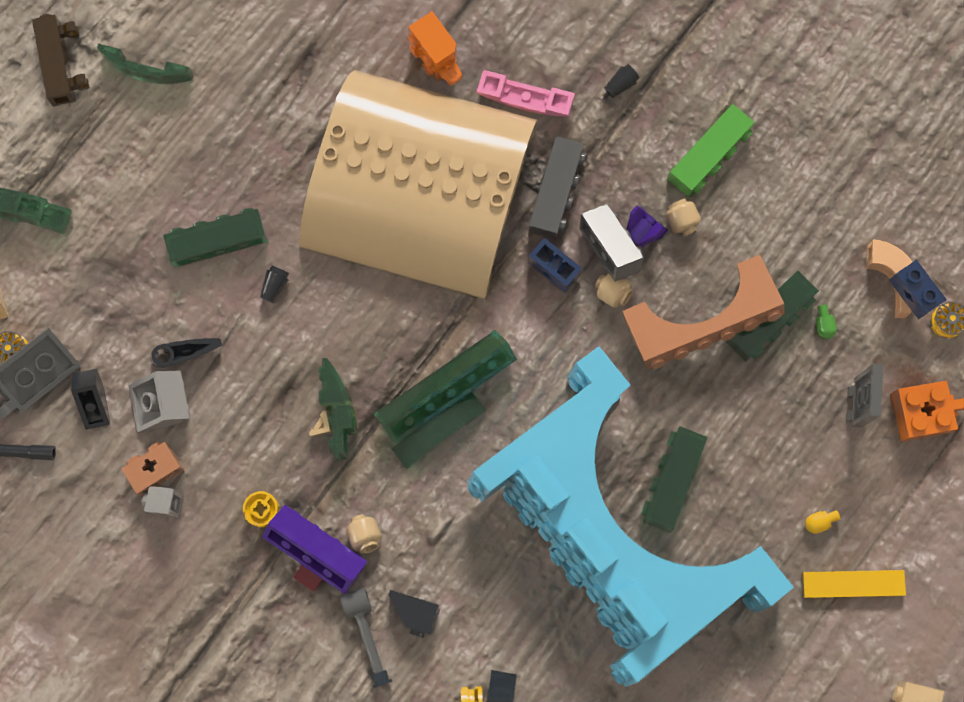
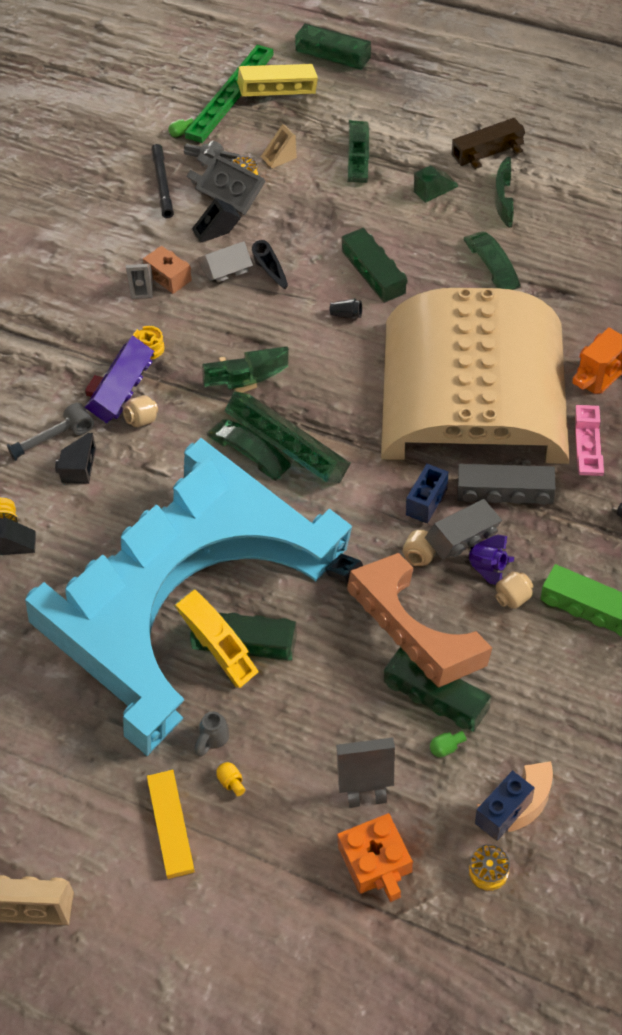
camera: 80 degrees right, 25 degrees down
(104, 139) = (432, 183): none -> clear green slope
(241, 109) = (495, 259): none -> clear green slope
(627, 361) = (341, 567): none -> black bracket
(687, 505) = (218, 636): none -> yellow slope
(772, 528) = (213, 733): none -> dark grey piece

